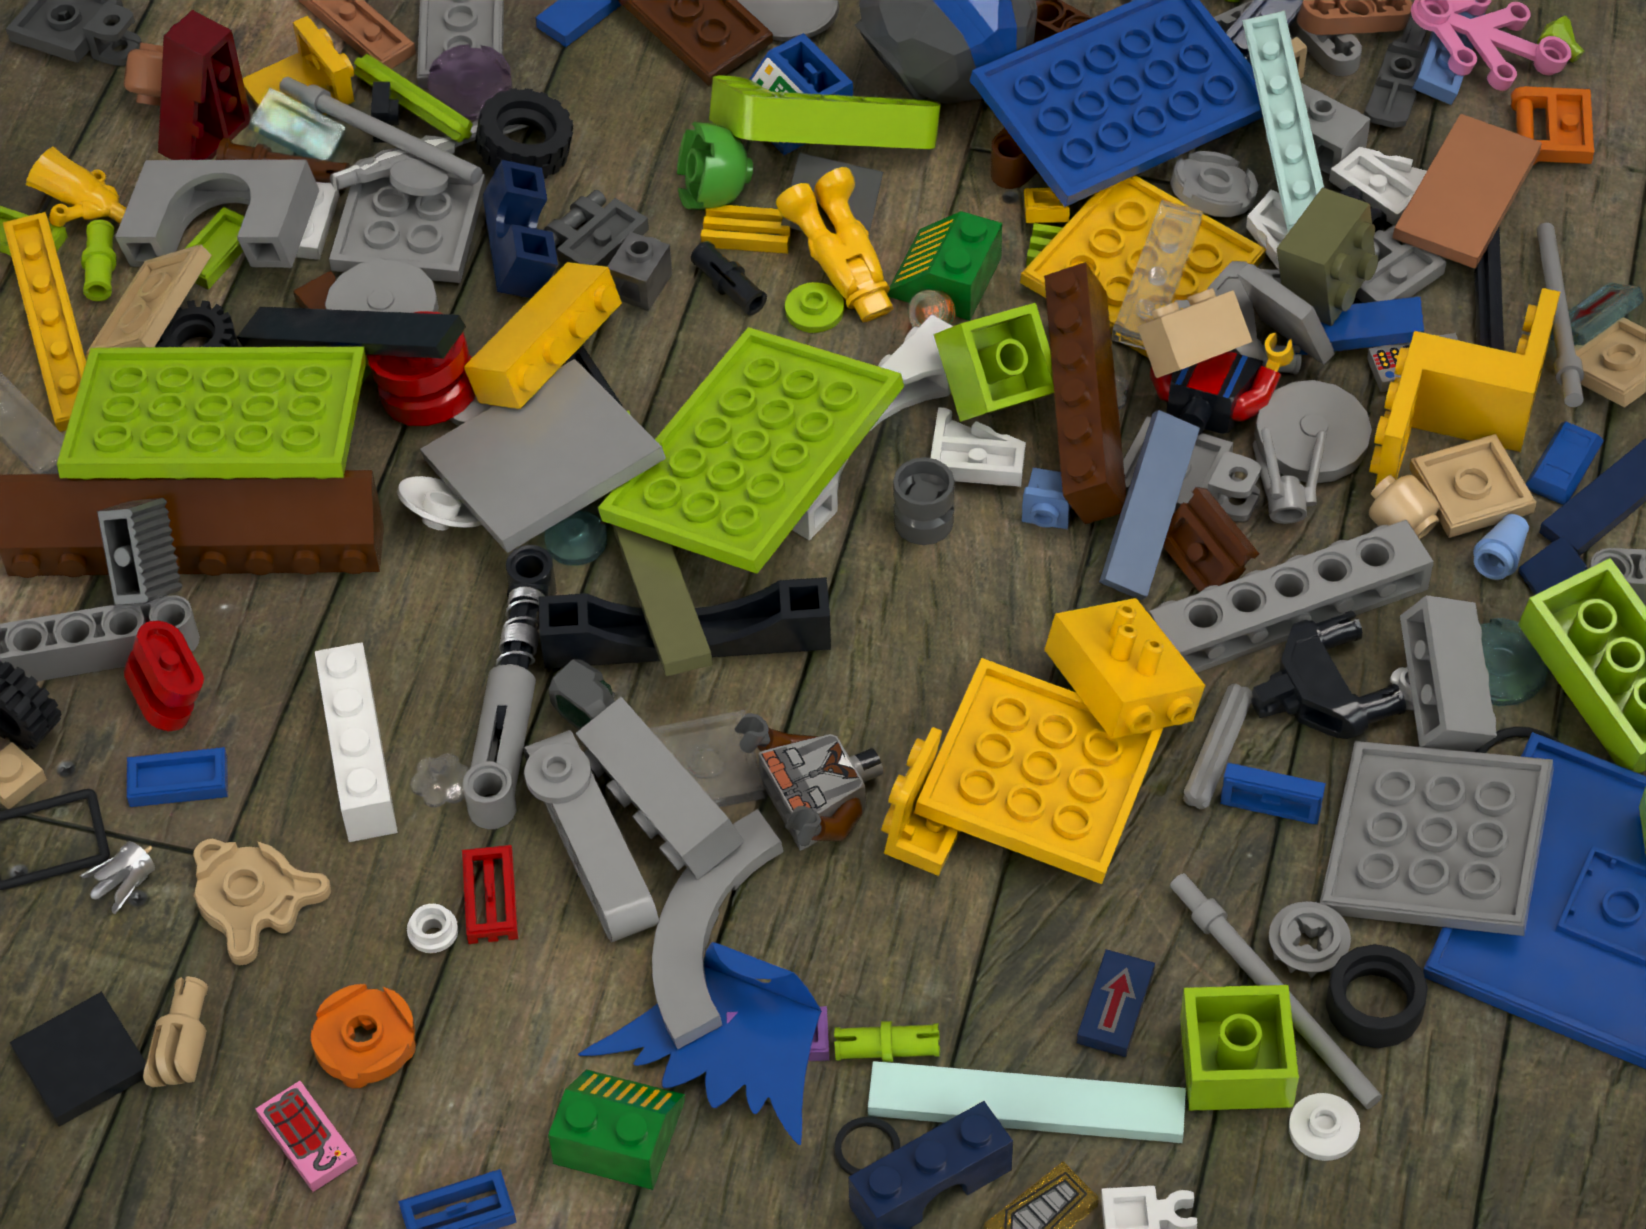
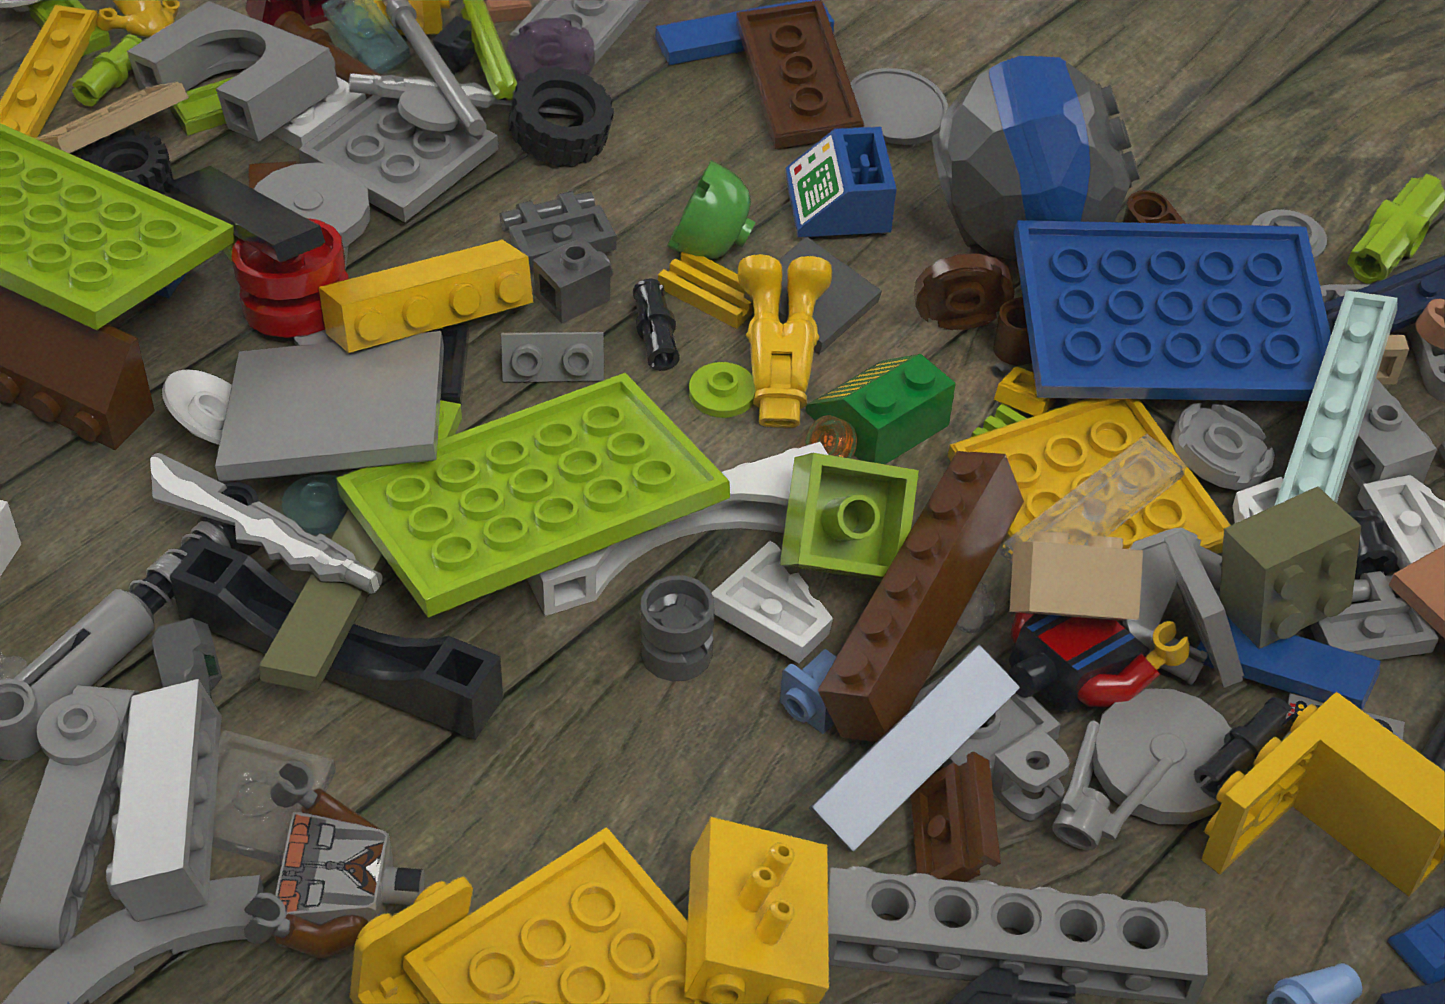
camera: 25 degrees right, 5 degrees down
(520, 252) = (485, 191): dark blue arch -> none
(565, 569) = (258, 525): none -> light grey sword
(670, 340) = (552, 356): none -> light grey hinge
(820, 118) = (845, 211): lime beam -> none
(955, 145) = (963, 291): none -> reddish brown tile
(1368, 399) = (1244, 745): none -> black pin
(1403, 501) = (1222, 888): tan head -> none
(1473, 485) = (1320, 908): tan plate -> none

